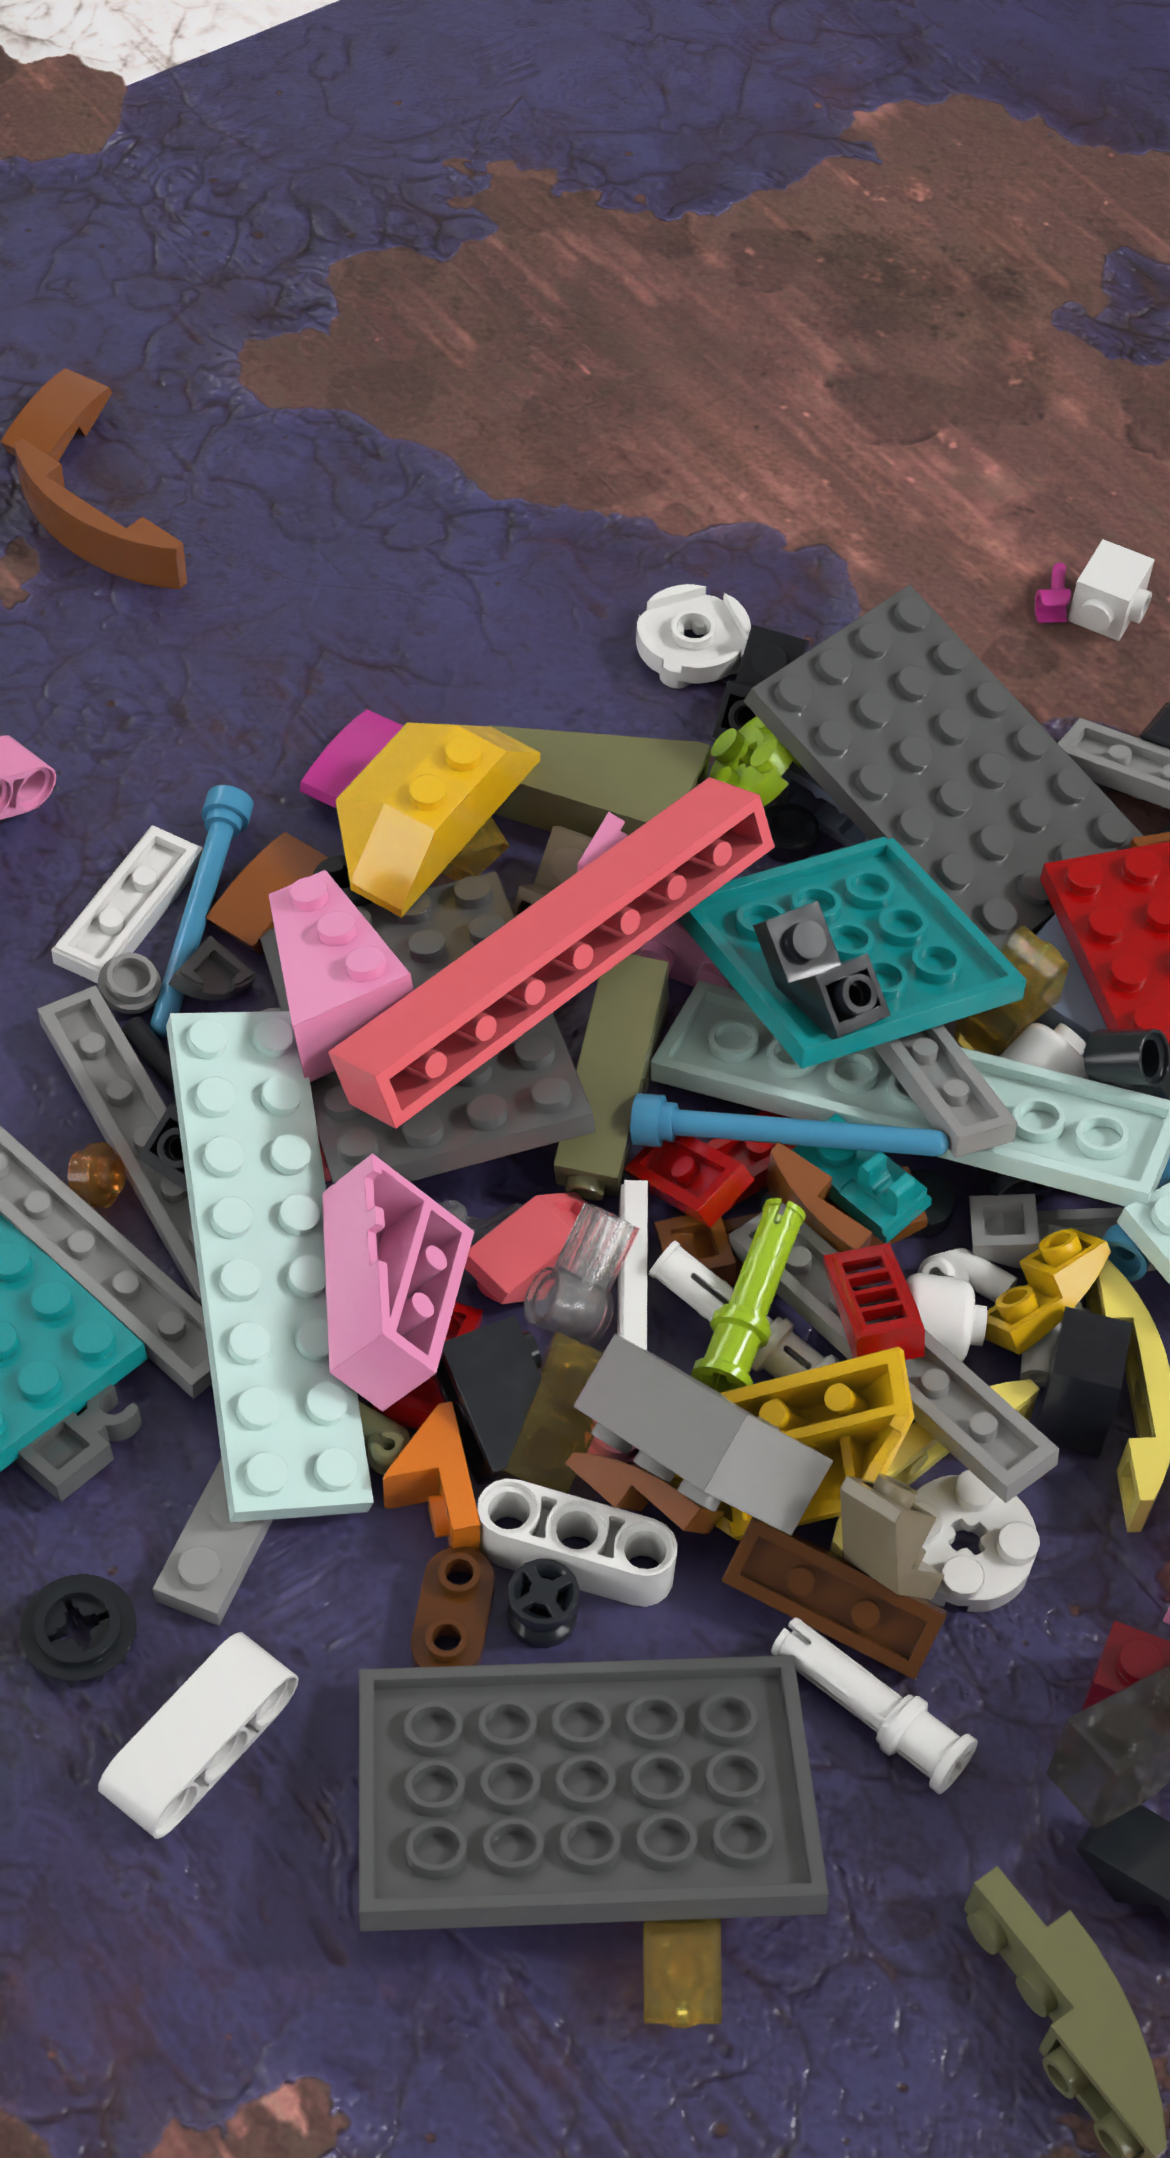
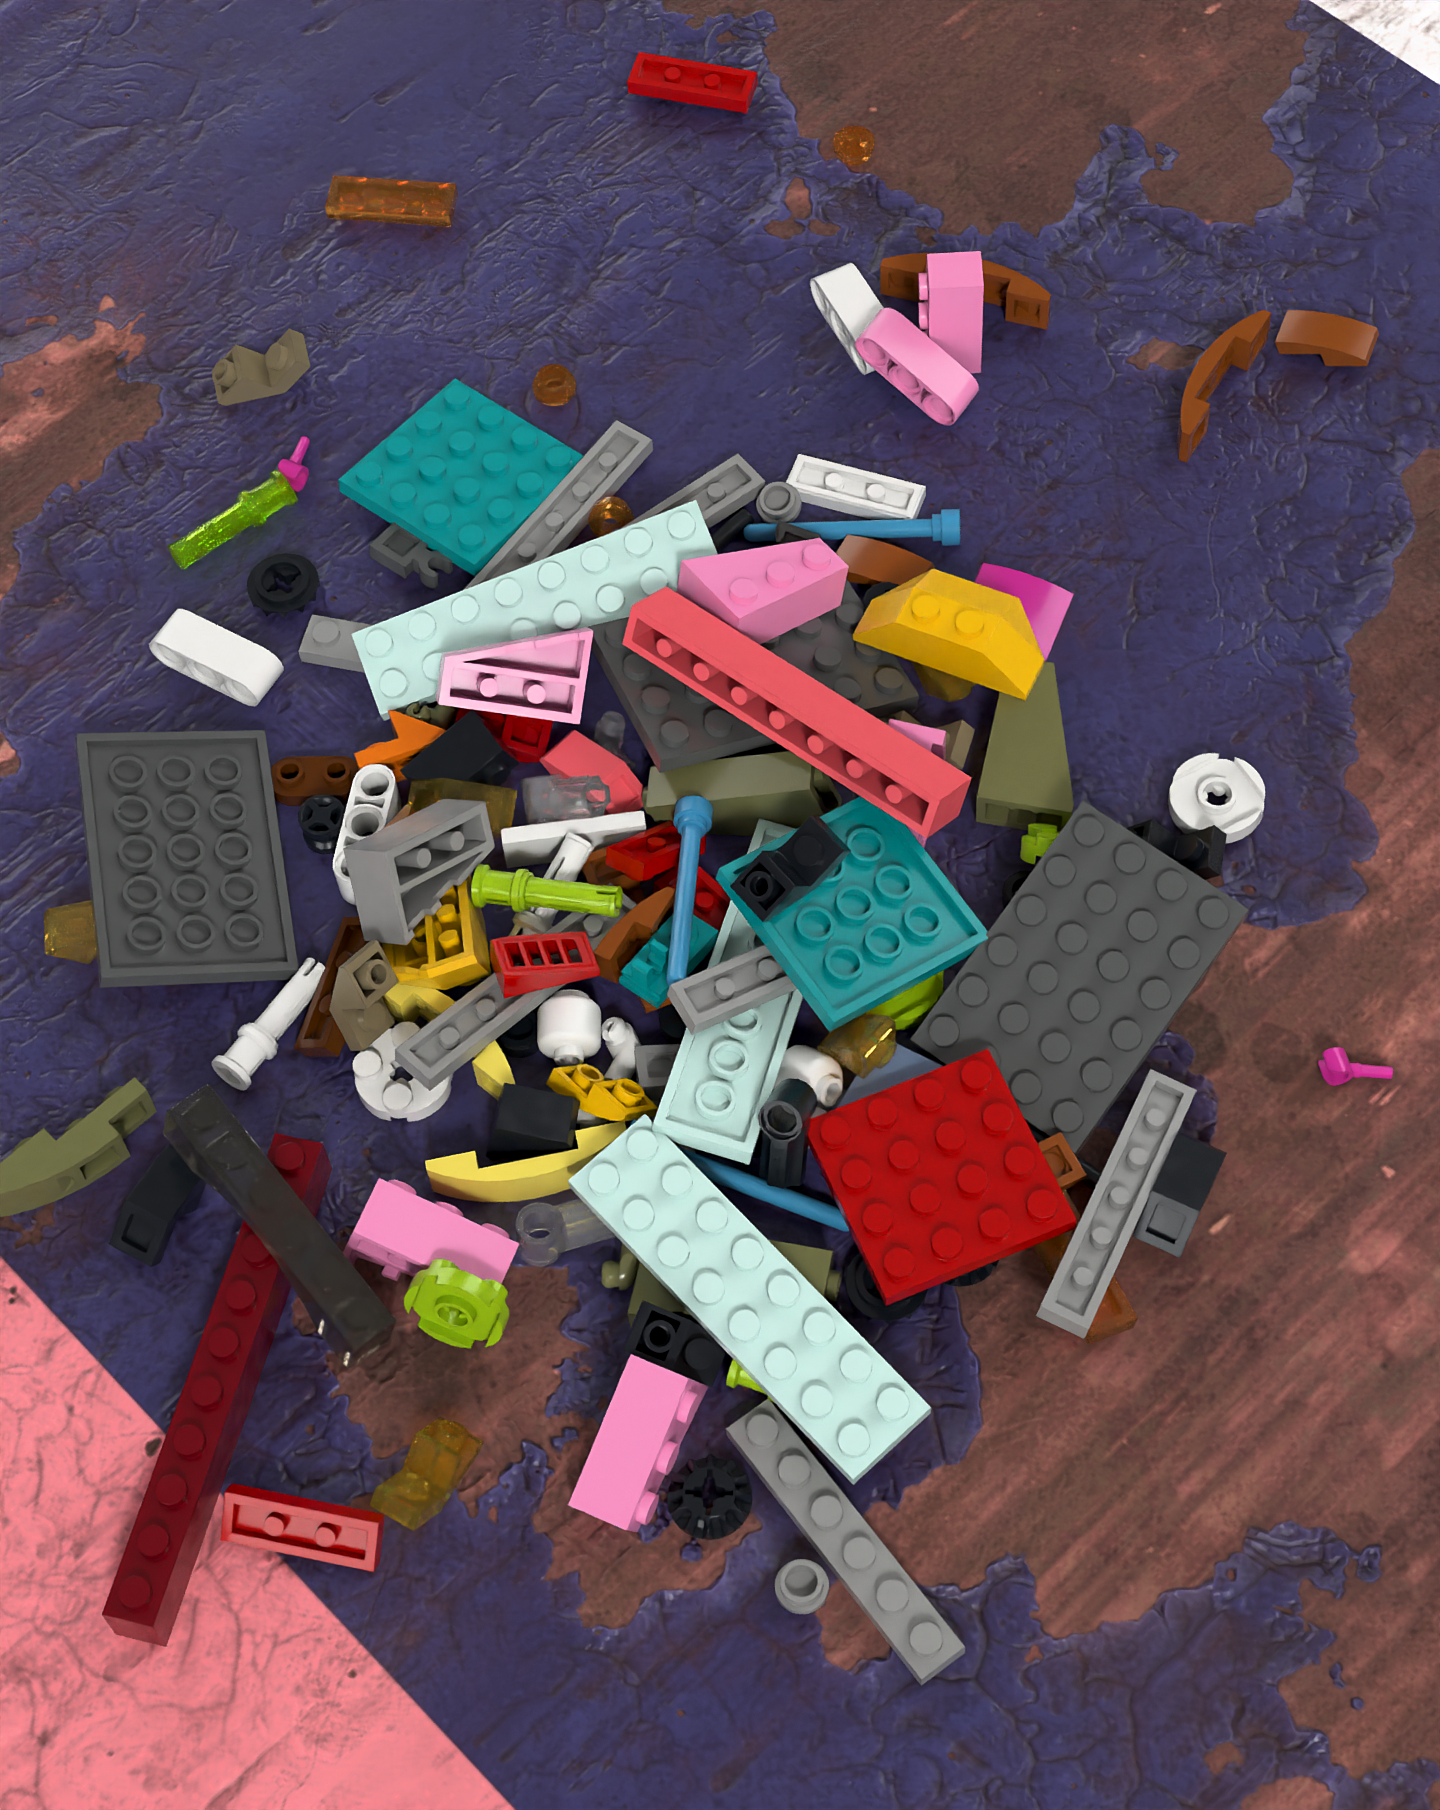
camera: 90 degrees right, 5 degrees up
(1112, 590) = (1356, 1105): white brick -> none

